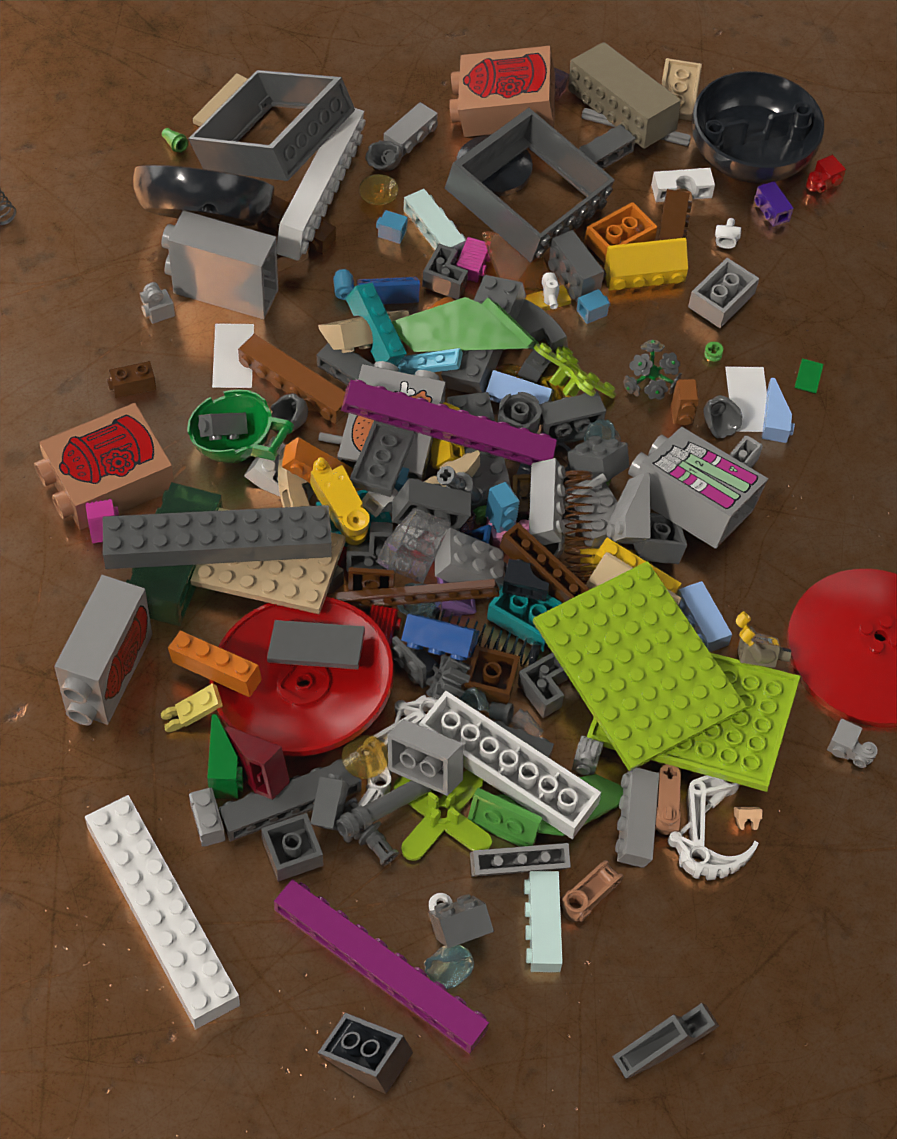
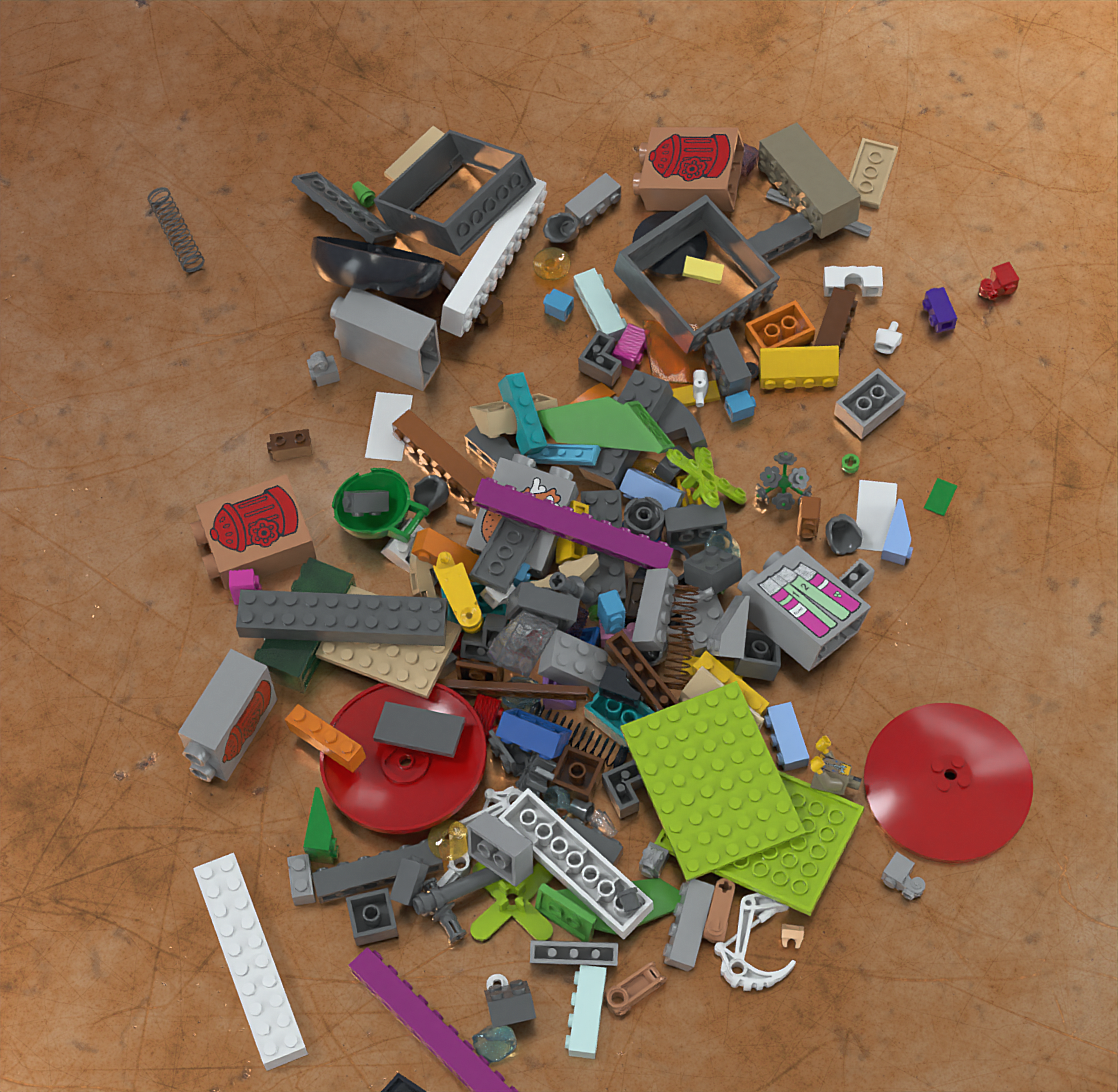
camera: 15 degrees right, 5 degrees up
(146, 146) = (344, 207): none -> dark grey plate
(192, 708) = (302, 776): light yellow hinge -> none
(261, 763) = (353, 837): dark red slope -> none
(343, 283) = (502, 362): dark azure brick -> none
(395, 289) = (546, 370): blue slope -> none
(539, 176) = (703, 270): none -> light yellow tile
(576, 791) = (629, 899): none -> dark grey piece
(757, 126) = (937, 224): black cylinder -> none

